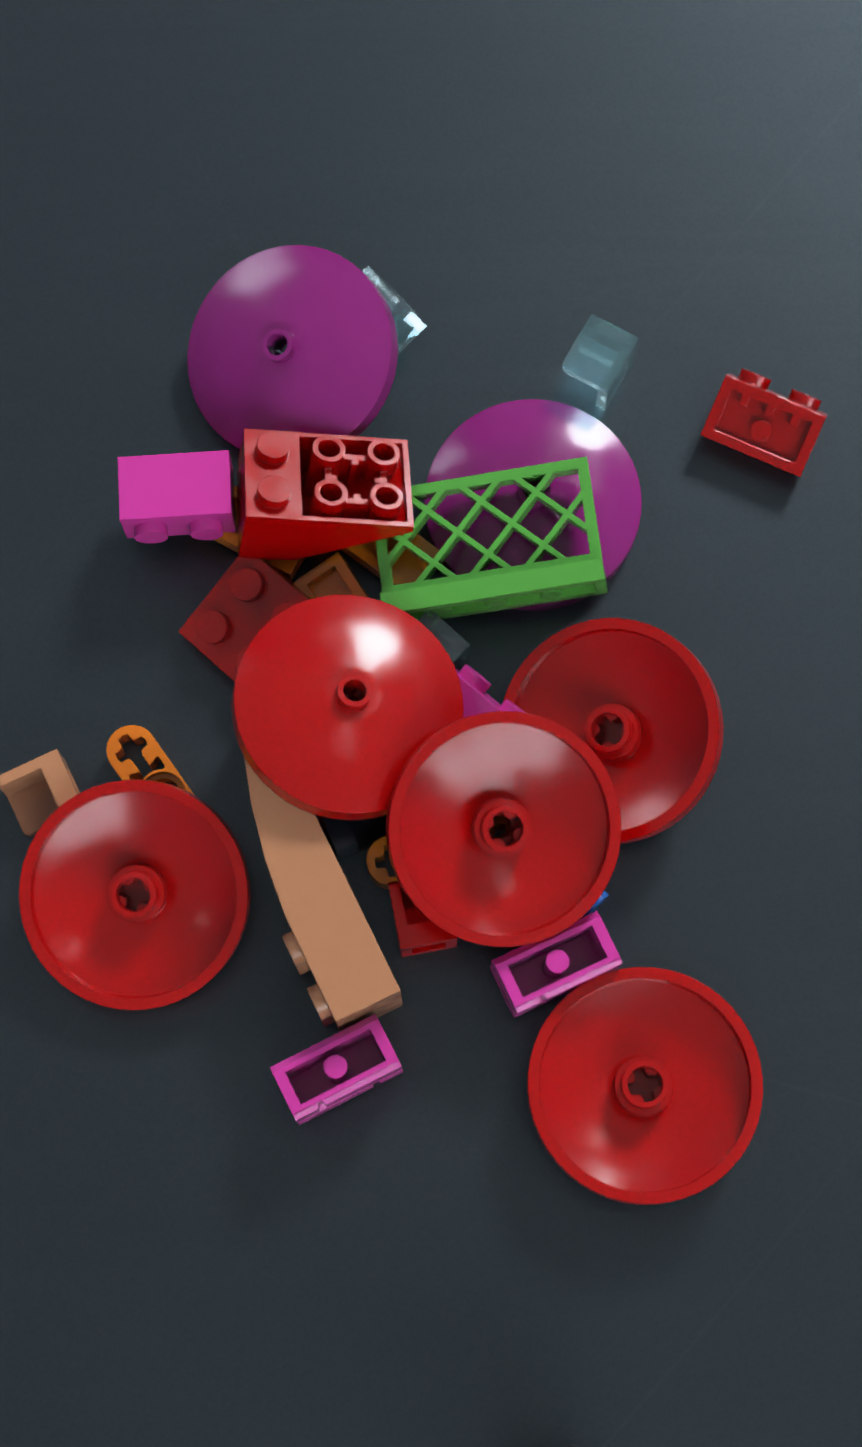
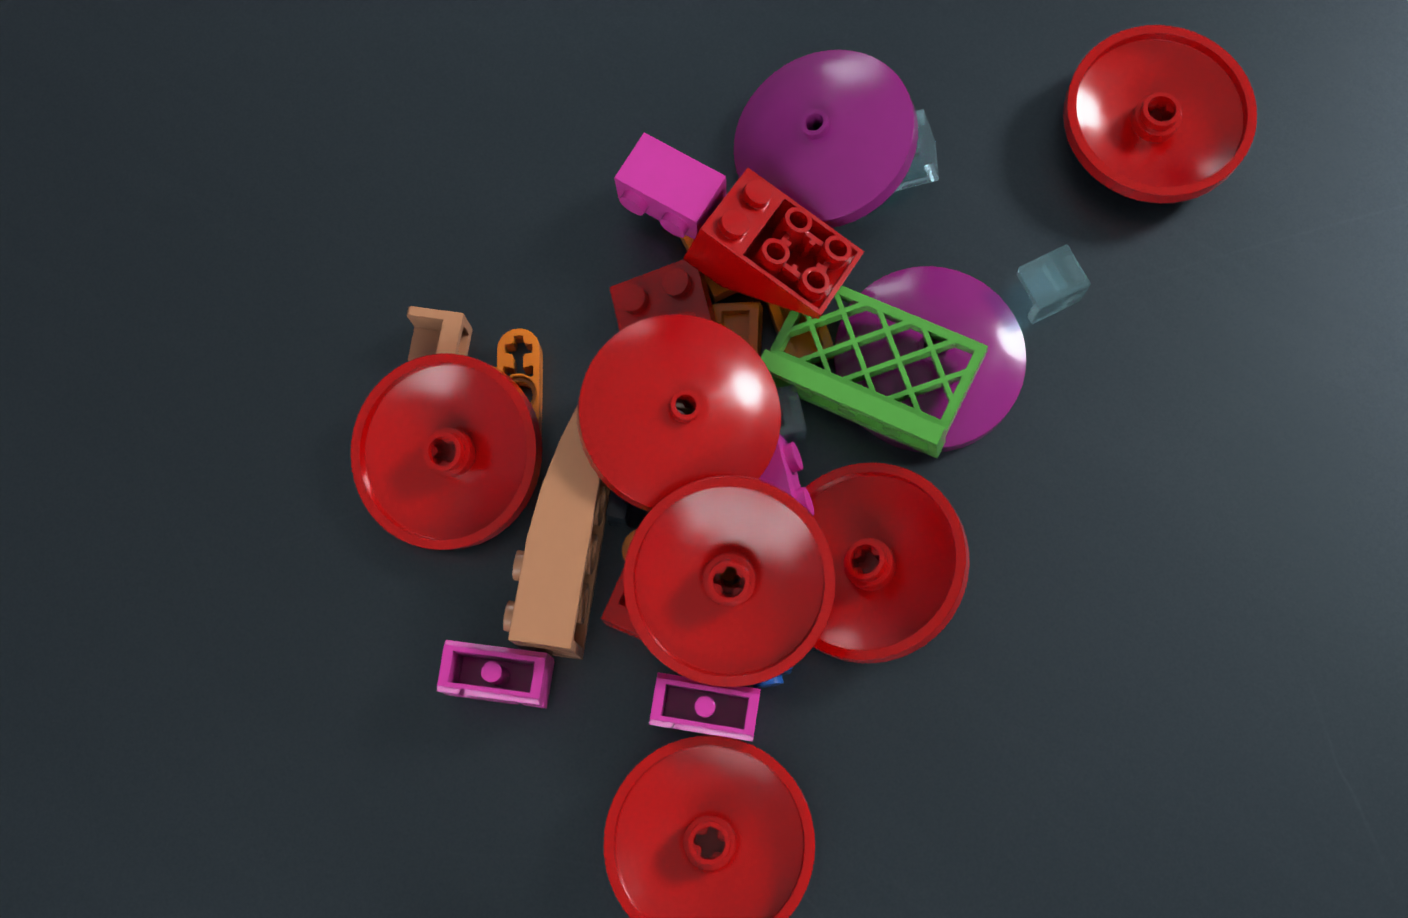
camera: 40 degrees right, 0 degrees up
(591, 135) = (1160, 114): none -> red dish
(764, 422) = (1147, 408): red bracket -> none

